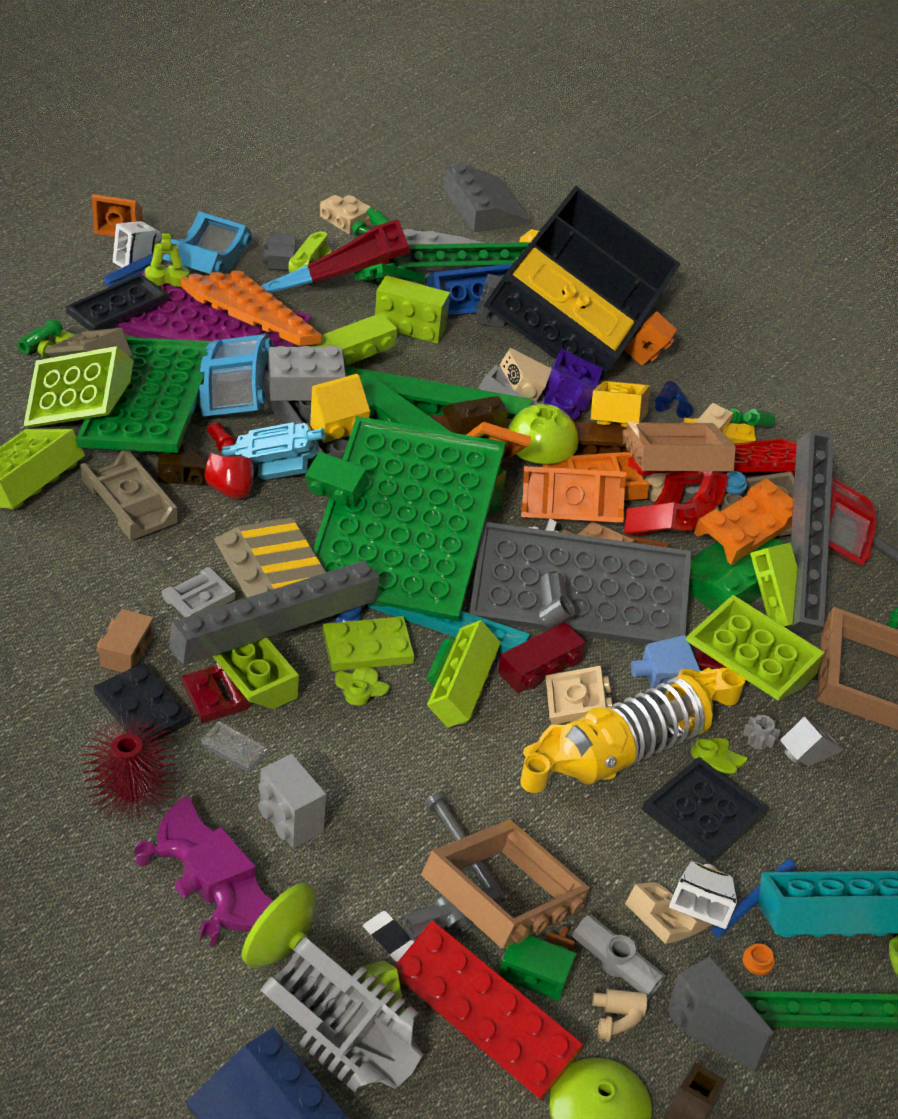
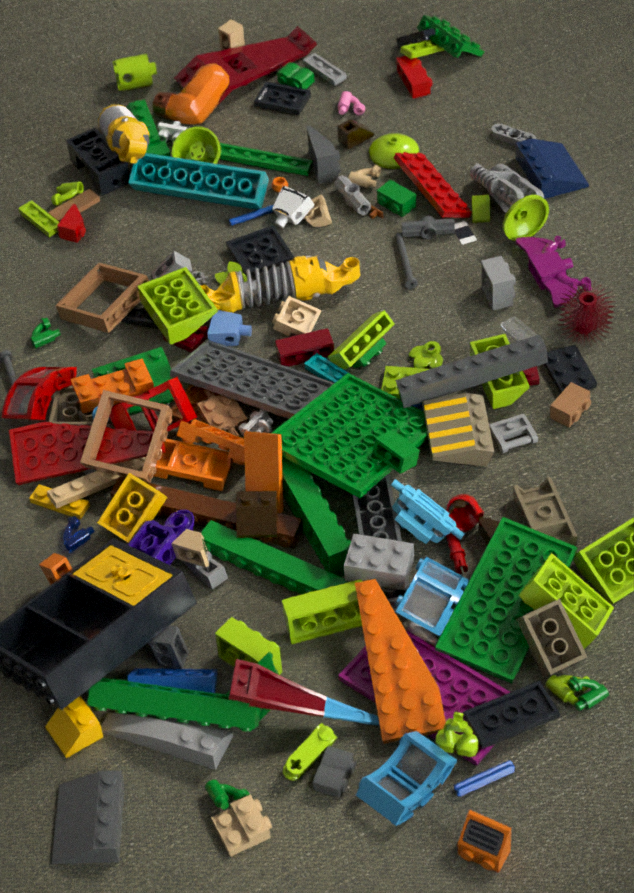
camera: 150 degrees left, 5 degrees up
(134, 242) = (475, 794): white torso -> none
(337, 405) = (369, 516): yellow slope -> none
(444, 874) = (409, 236): medium nougat window -> none
(551, 433) = (212, 492): lime piece -> none
(557, 605) = (281, 362): dark grey piece -> none
(753, 418) = (23, 496): green plant -> none
(777, 579) = (122, 348): lime slope -> none
(811, 529) = (82, 357): dark grey brick -> none

